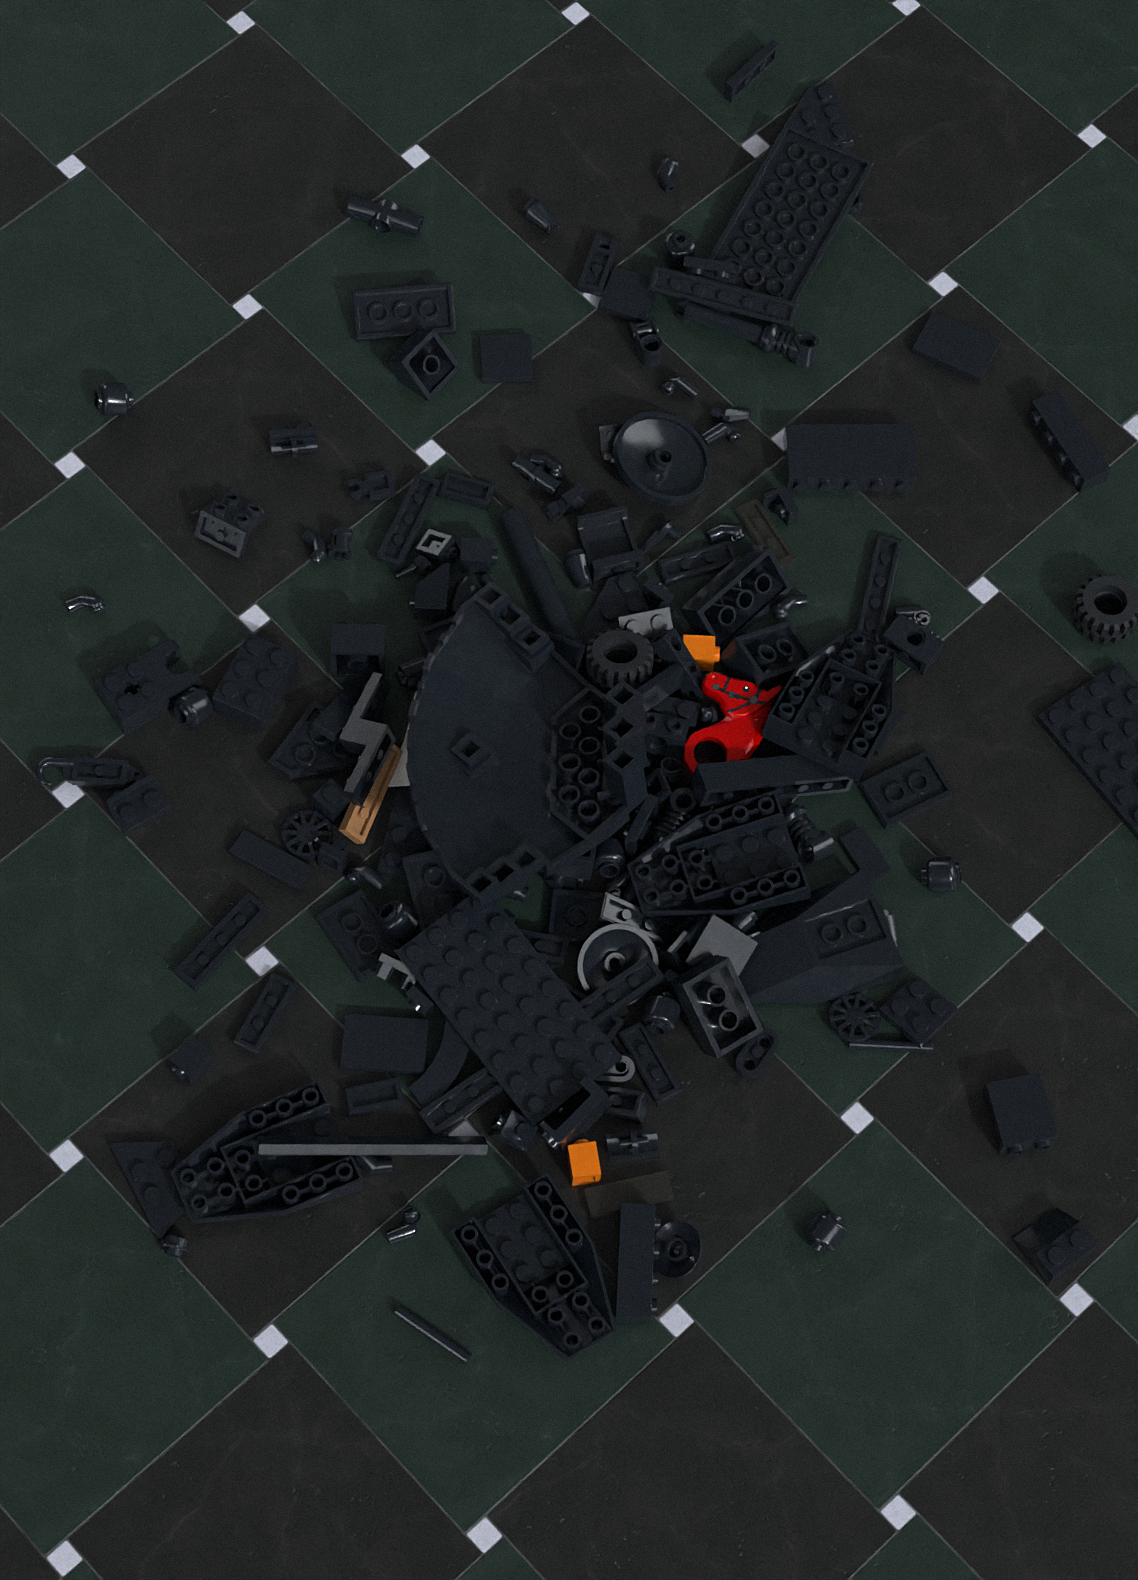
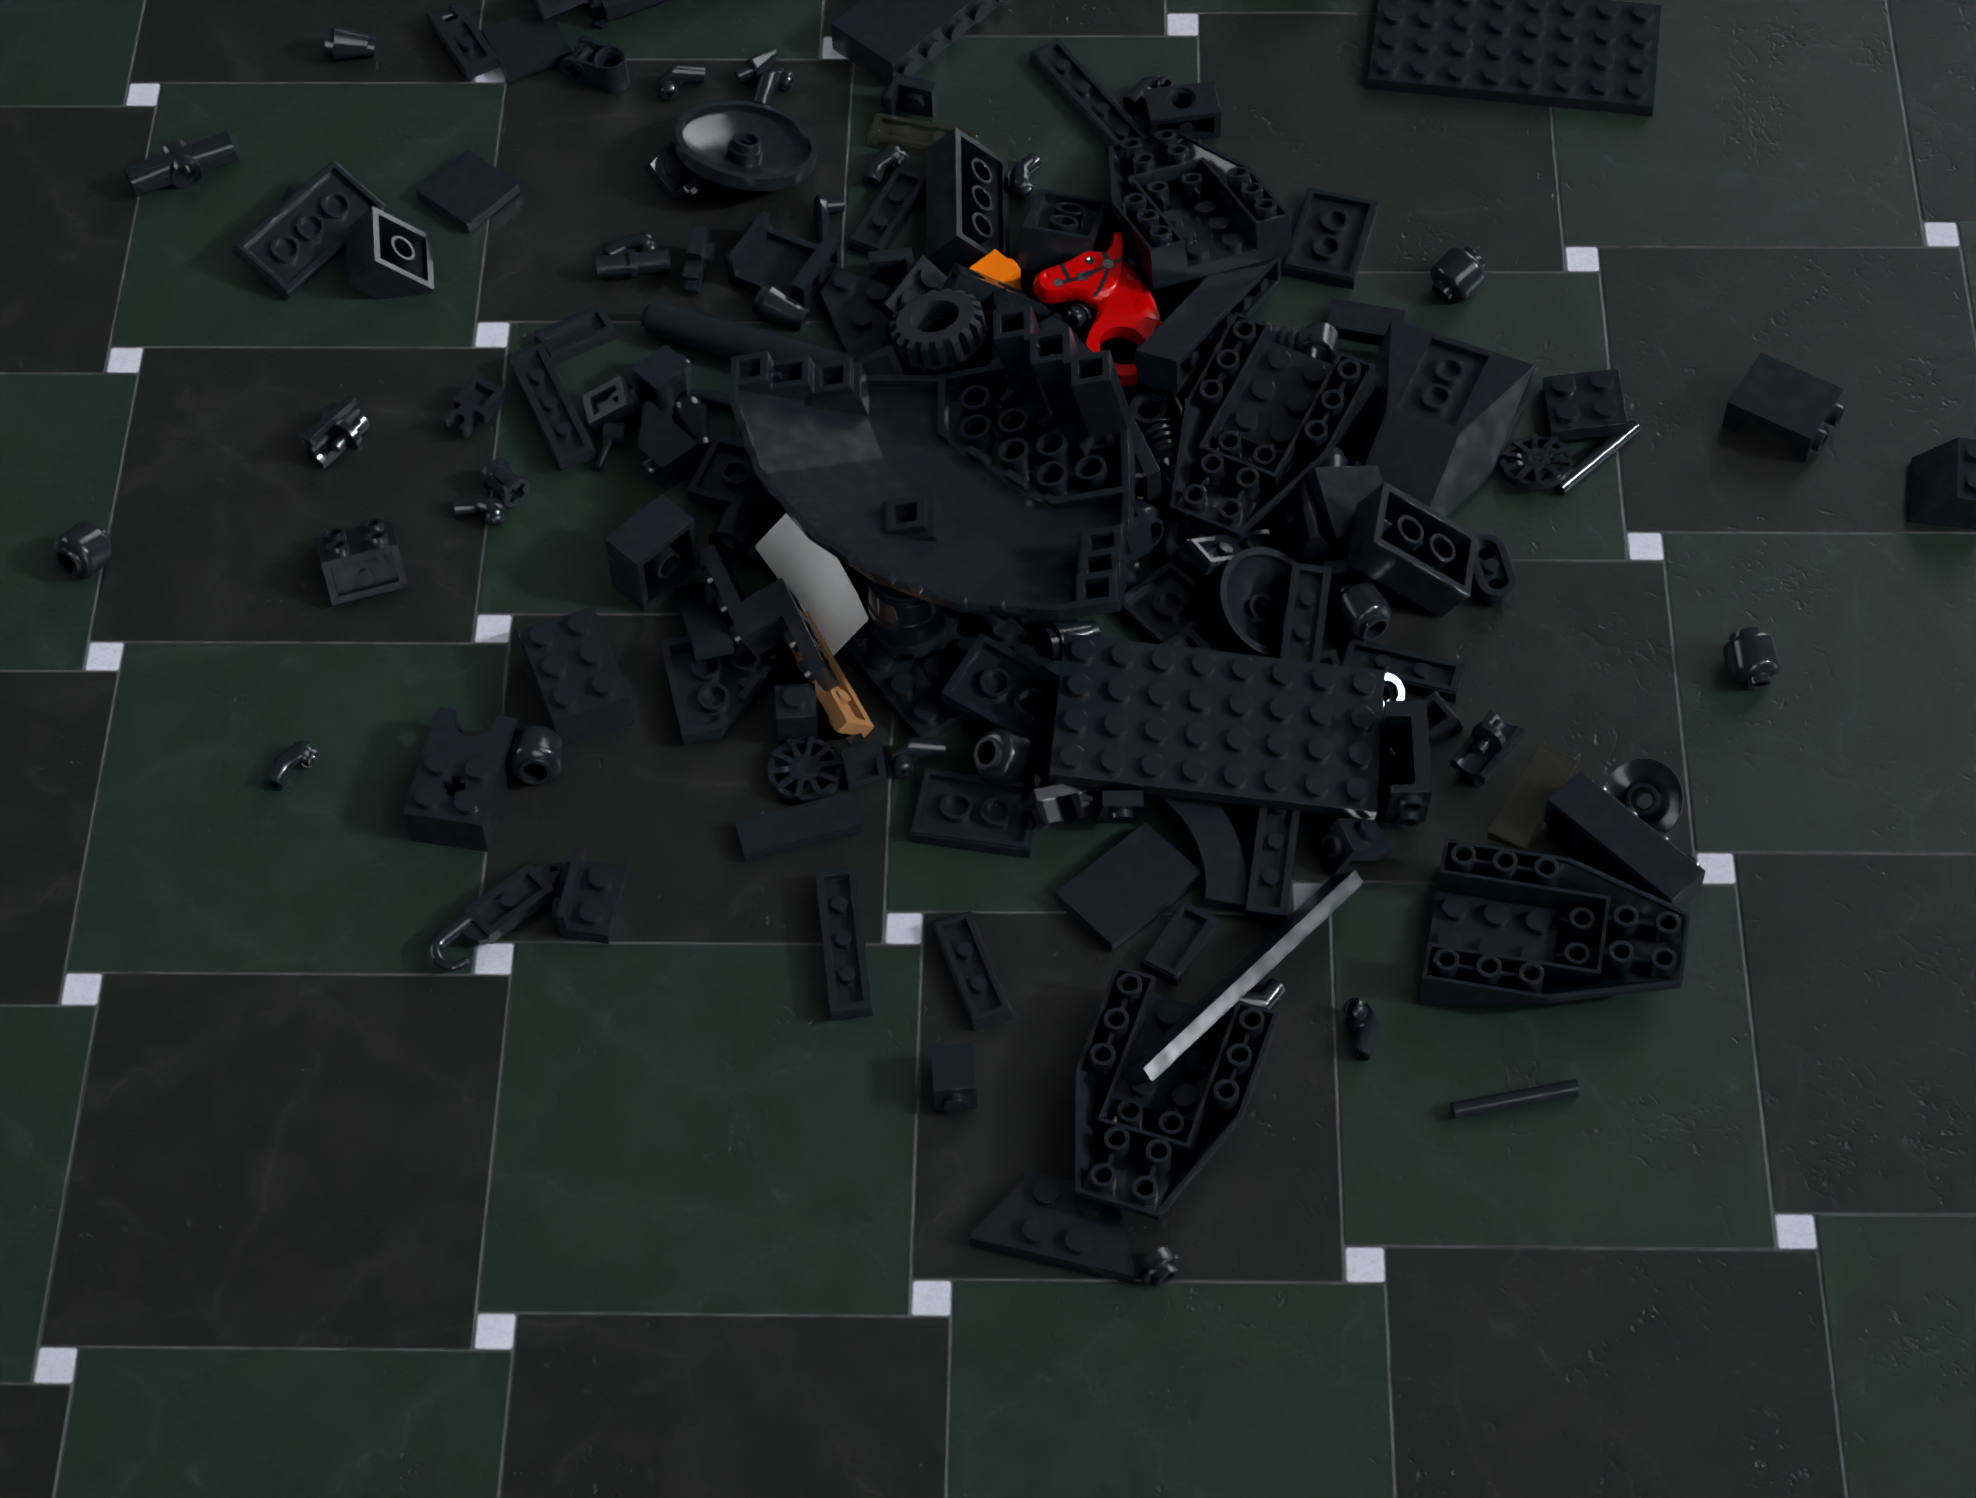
camera: 40 degrees left, 10 degrees down
(583, 1162) = (1459, 807): orange brick -> none

